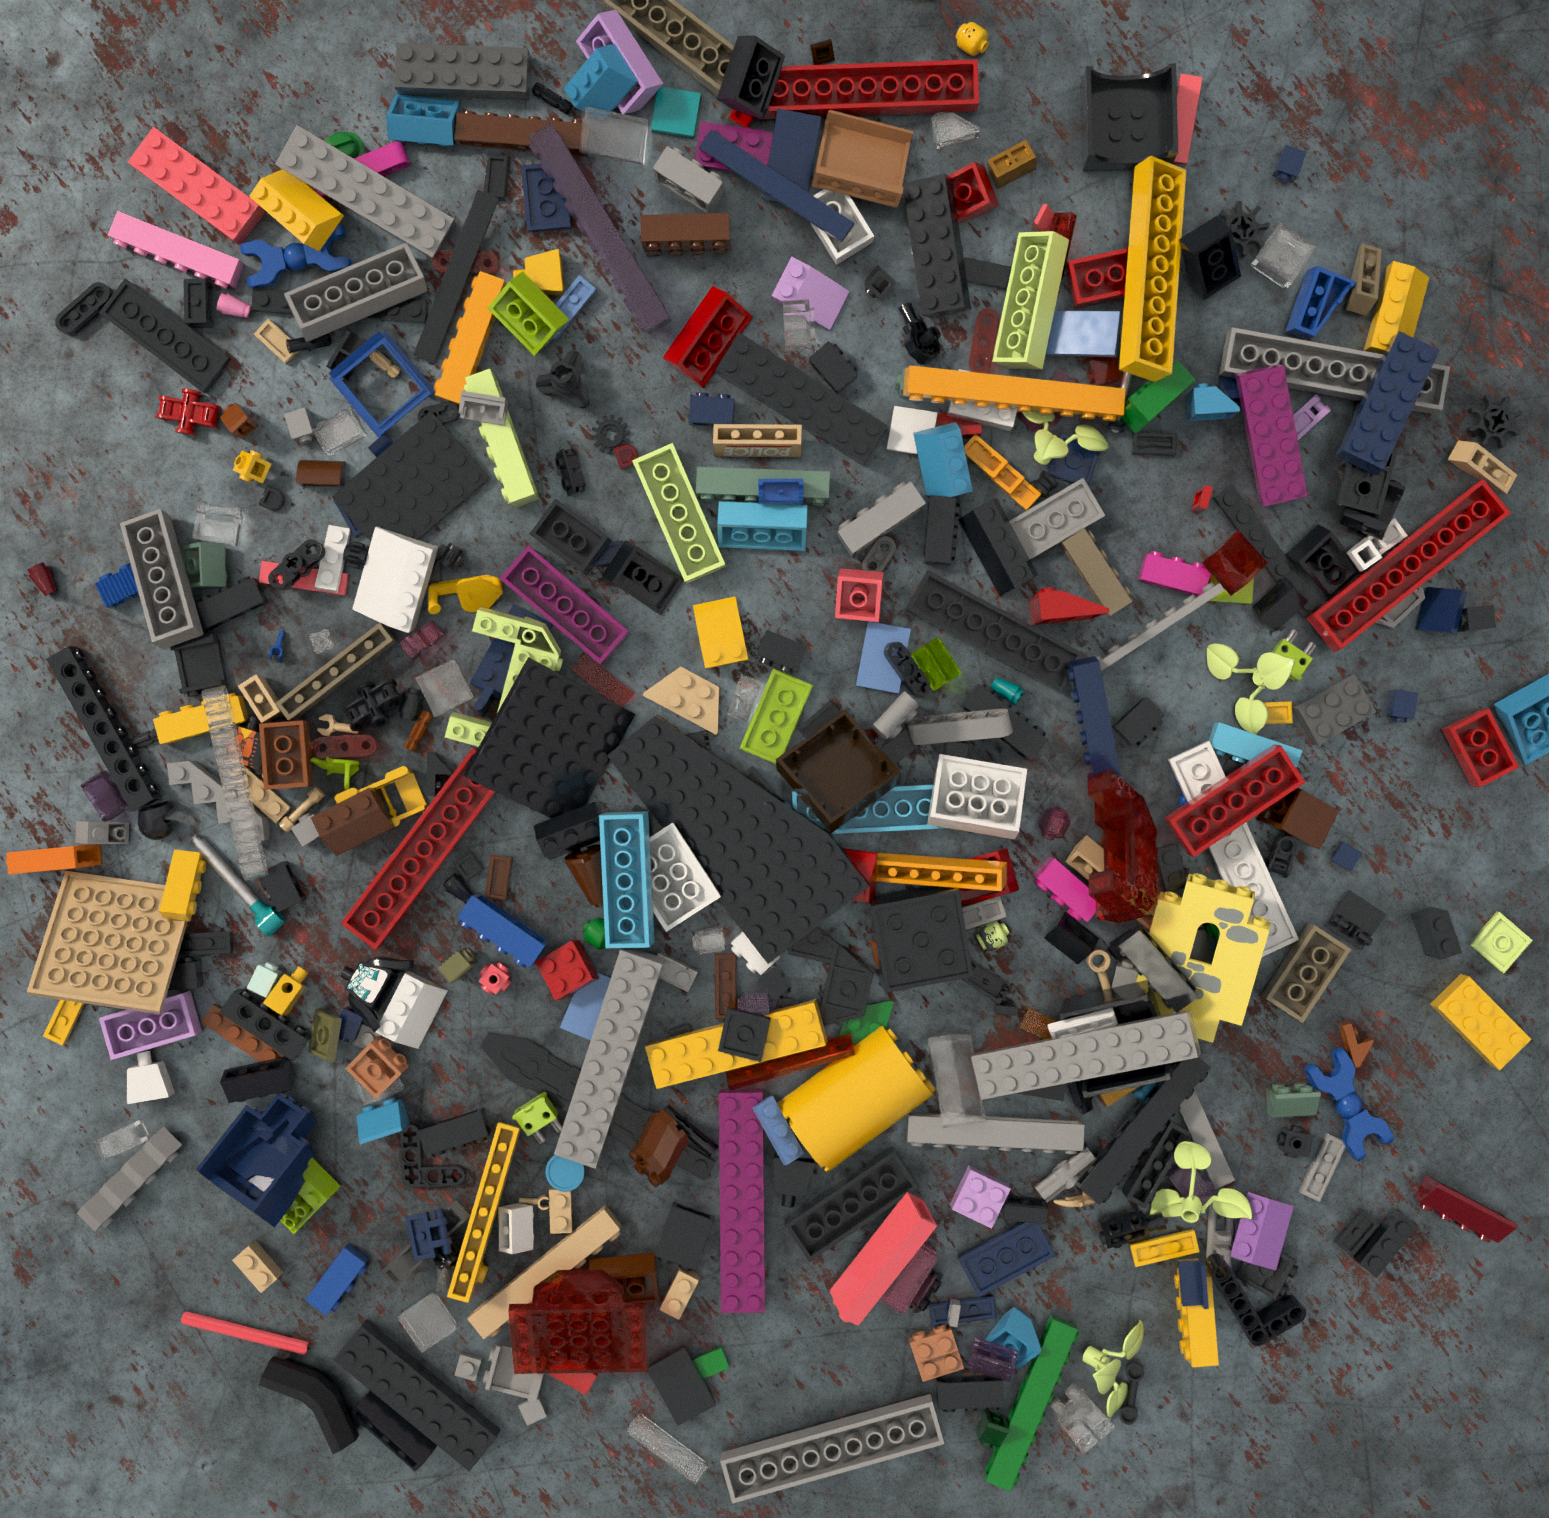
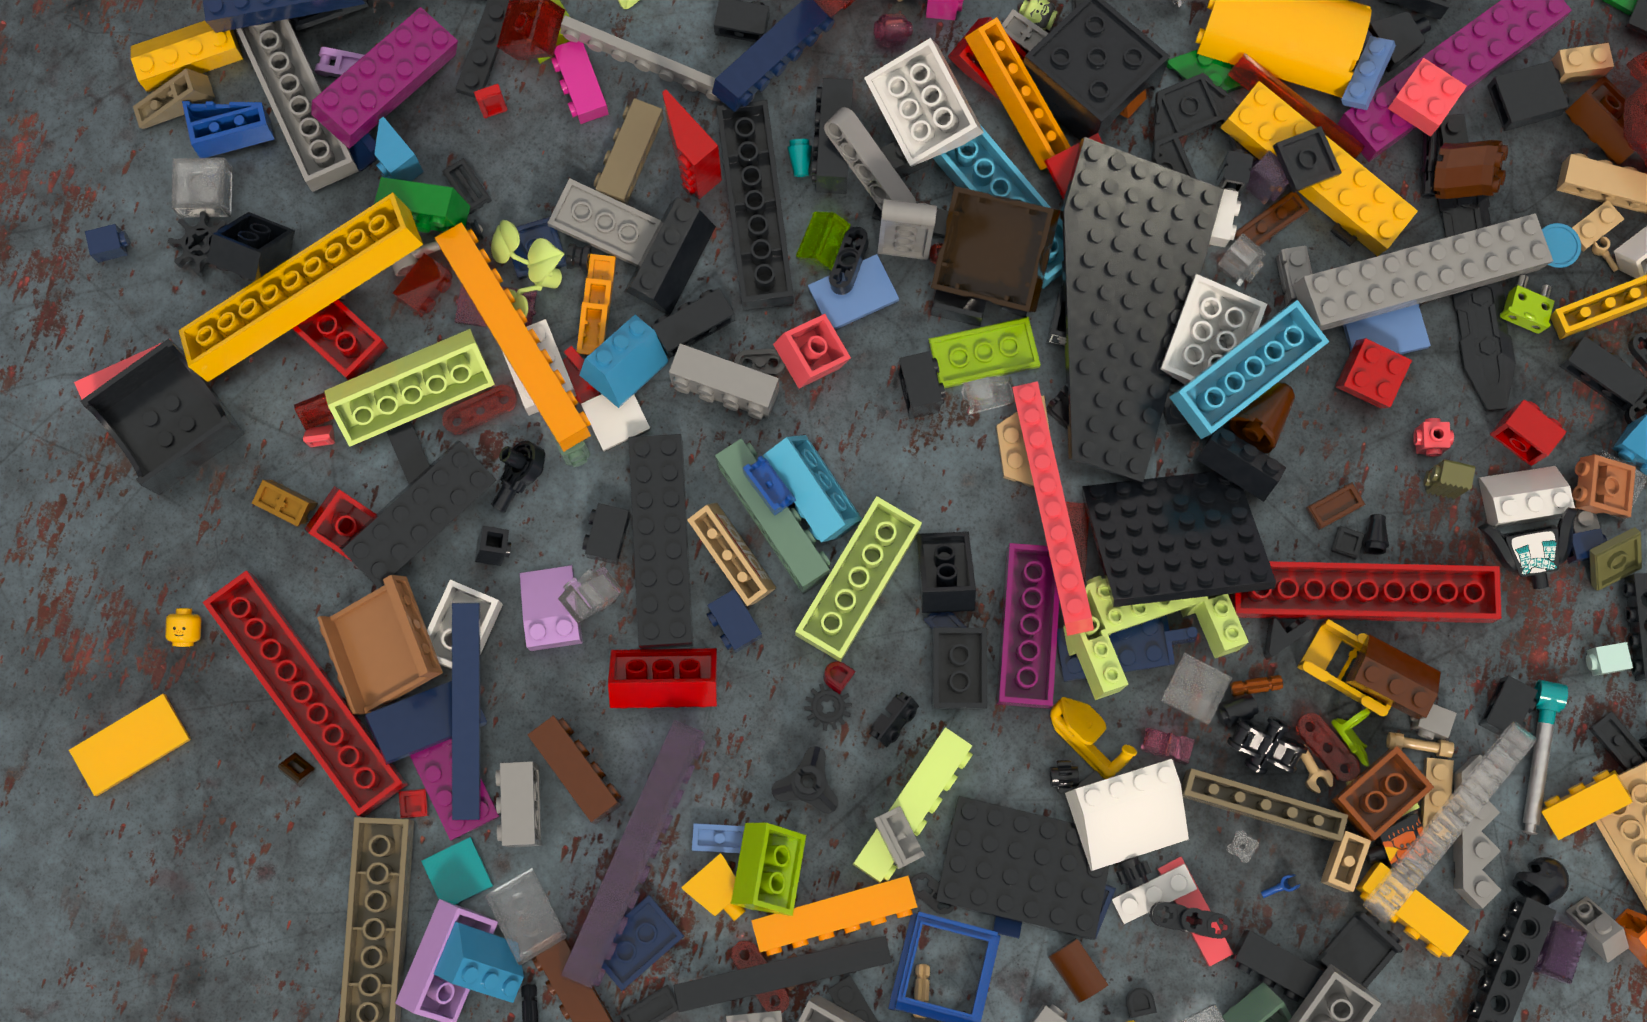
camera: 125 degrees left, 10 degrees down
(280, 999) = (1615, 625): yellow torso -> none
(339, 431) = (1024, 981): clear brick -> none
(451, 1043) = (1528, 432): none -> red brick
(503, 930) = (1384, 459): blue brick -> none
(595, 933) = (1315, 371): green head -> none
(628, 672) = (1053, 509): none -> coral brick
(720, 633) = (944, 459): yellow slope -> none
(729, 1154) = (1427, 97): none -> coral brick
(751, 76) = (372, 812): black slope -> none
(951, 130) = (289, 585): clear slope -> none
(1084, 333) = (406, 312): tile -> none

